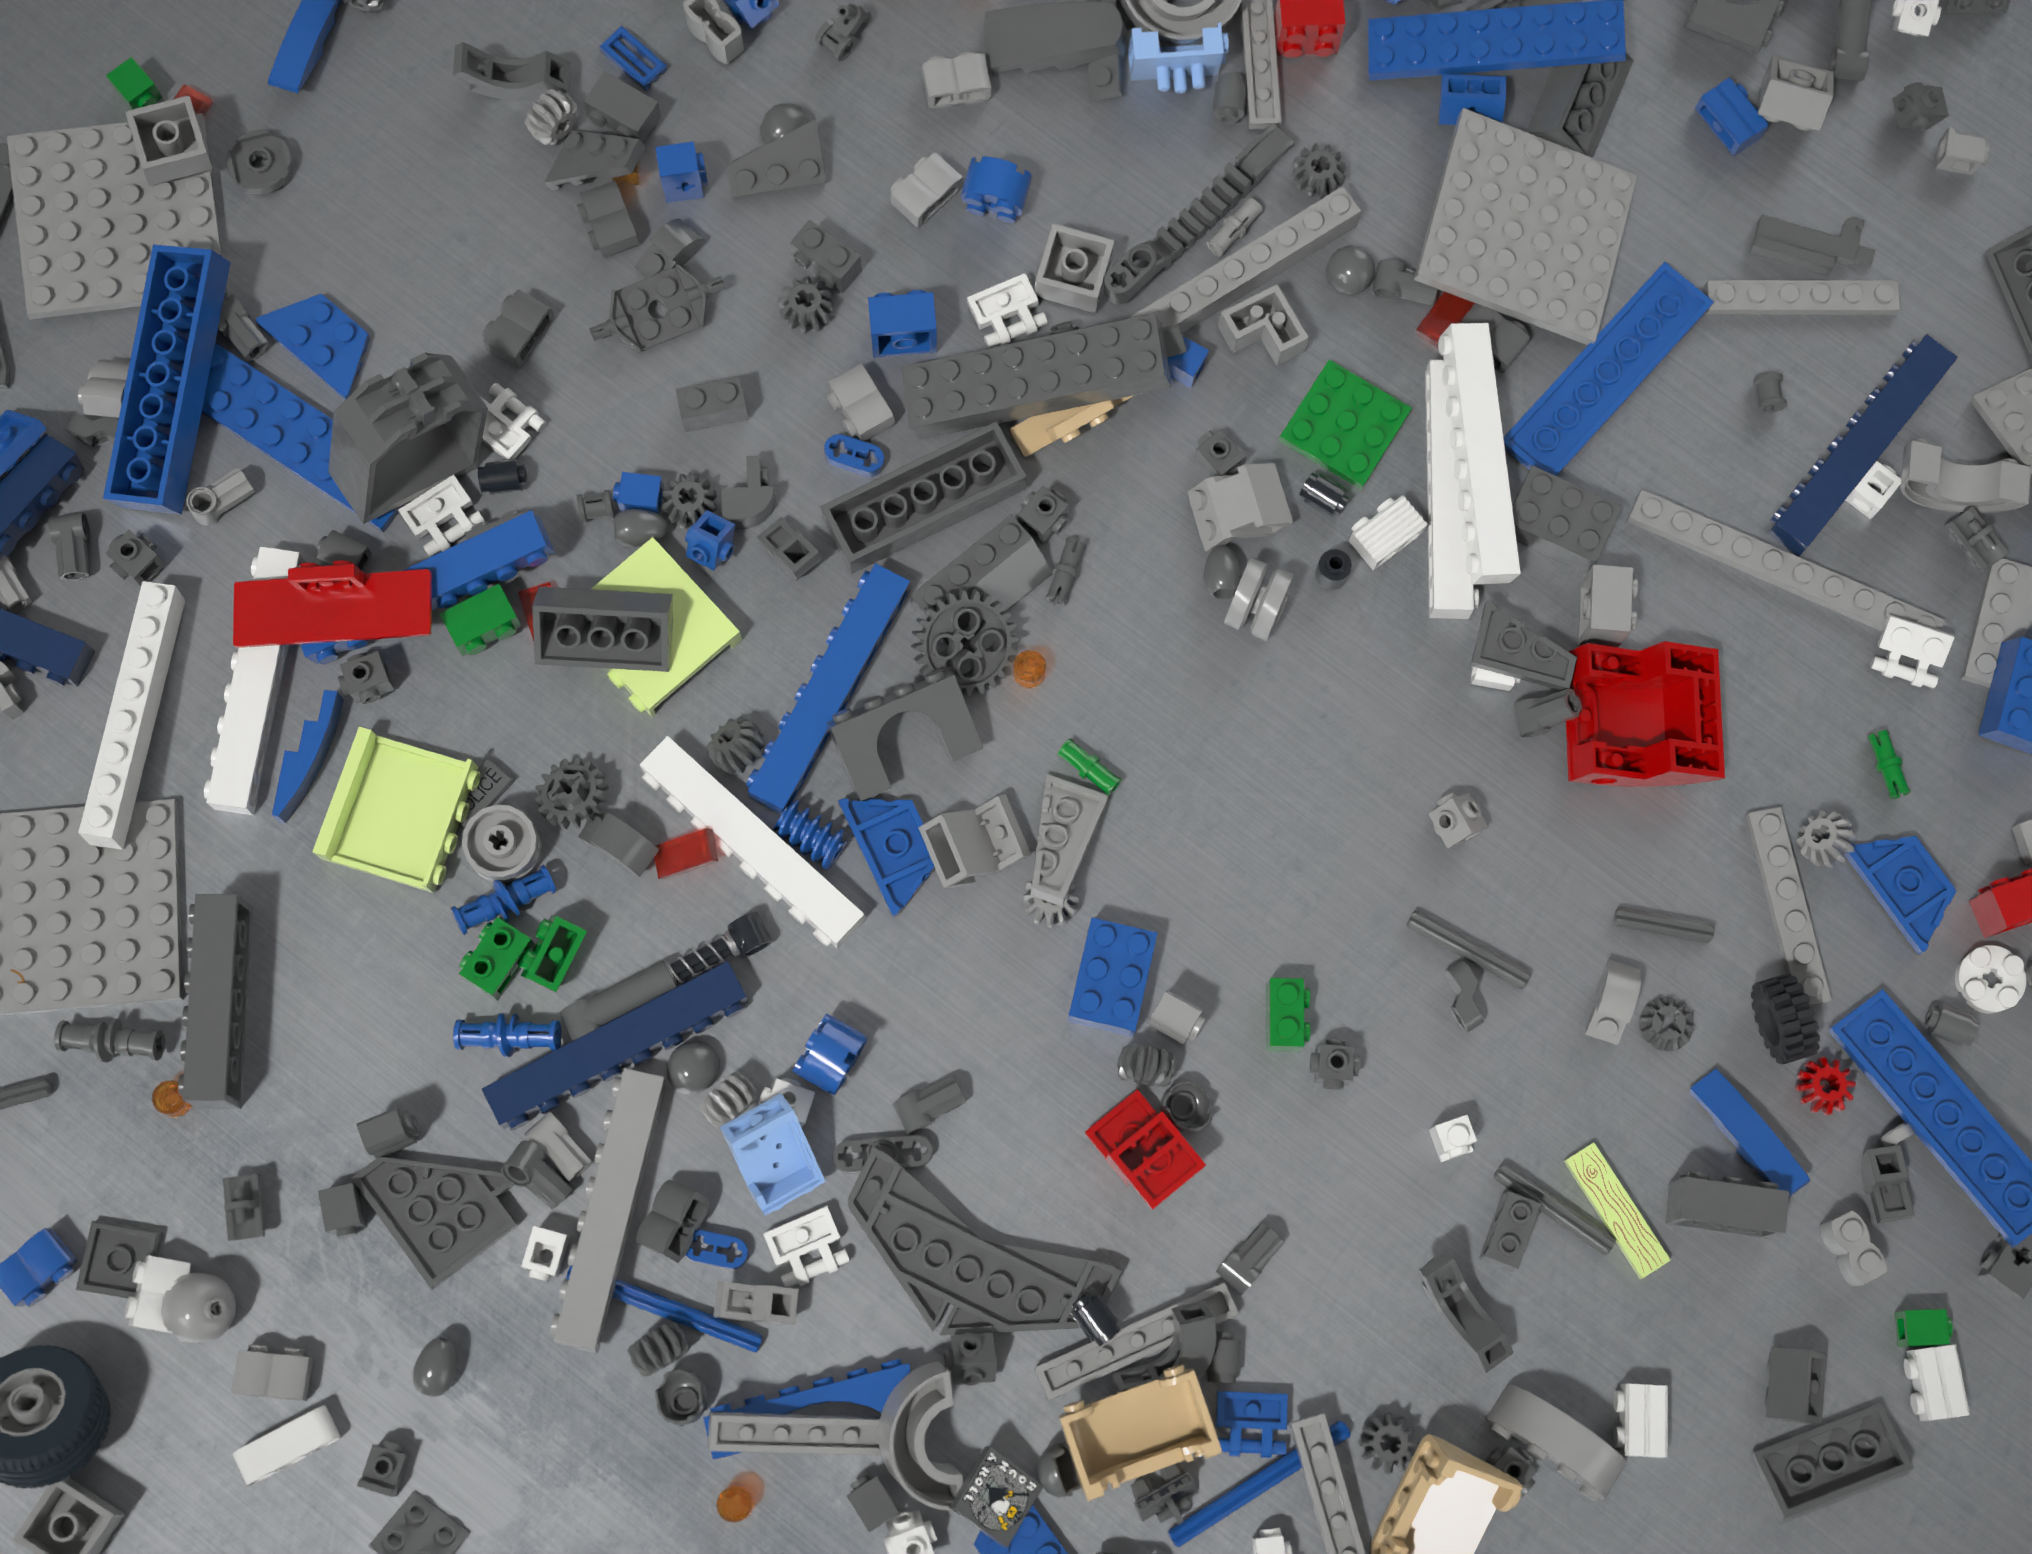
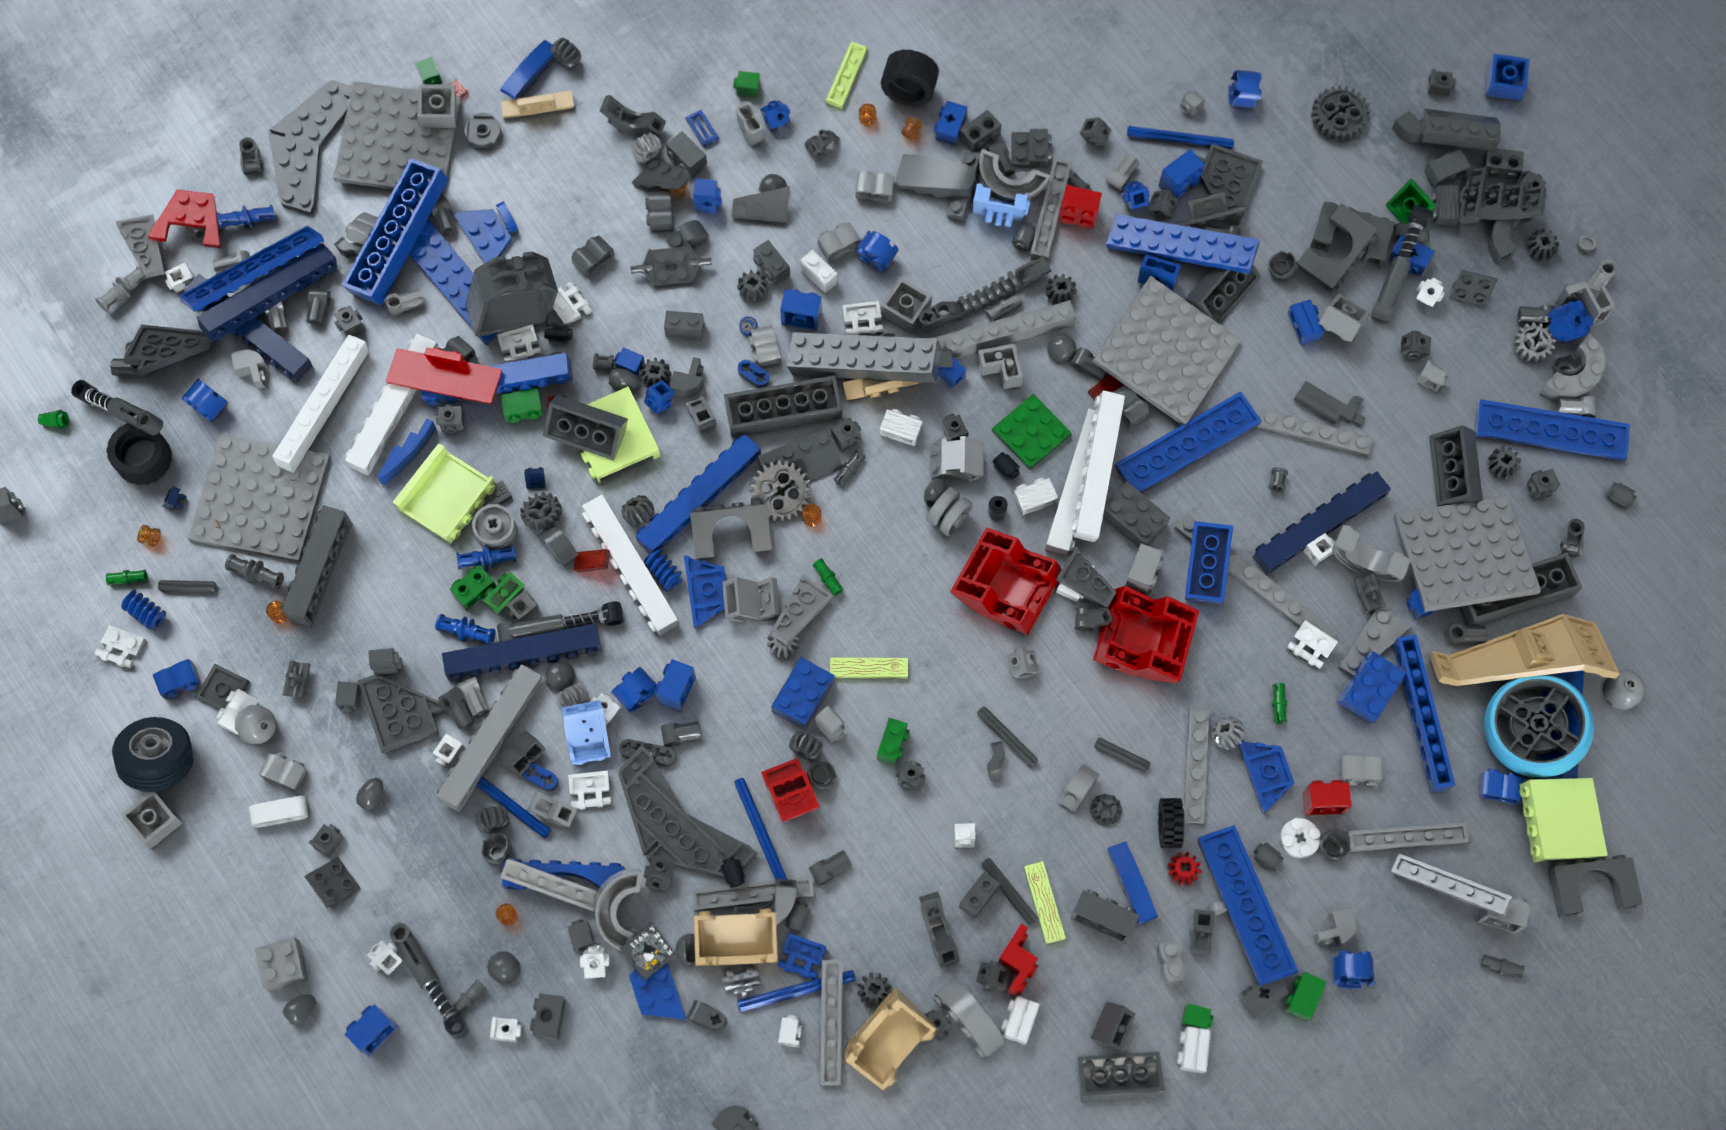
camera: 20 degrees right, 5 degrees down
(339, 91) = (537, 104): none -> tan bracket
(349, 301) = (506, 217): none -> blue beam
(542, 738) = (535, 478): none -> dark blue tile
(603, 962) = (523, 597): none -> dark grey brick
(818, 374) = (747, 324): none -> tile
(897, 1027) = (675, 685): none -> blue brick
(909, 250) = (818, 271): none -> white brick
(1114, 1230) = (759, 829): none -> blue axle
(1130, 477) = (901, 427): none -> white brick
(1205, 900) = (869, 667): none -> yellowish green tile
(1388, 690) = (1006, 581): none -> red slope
(1576, 1360) = (993, 976): none -> dark grey brick
(1611, 1325) = (1018, 961): none -> red bracket
(1665, 31) = (1282, 264): none -> dark grey hair
(1708, 564) = (1209, 562): none -> blue brick

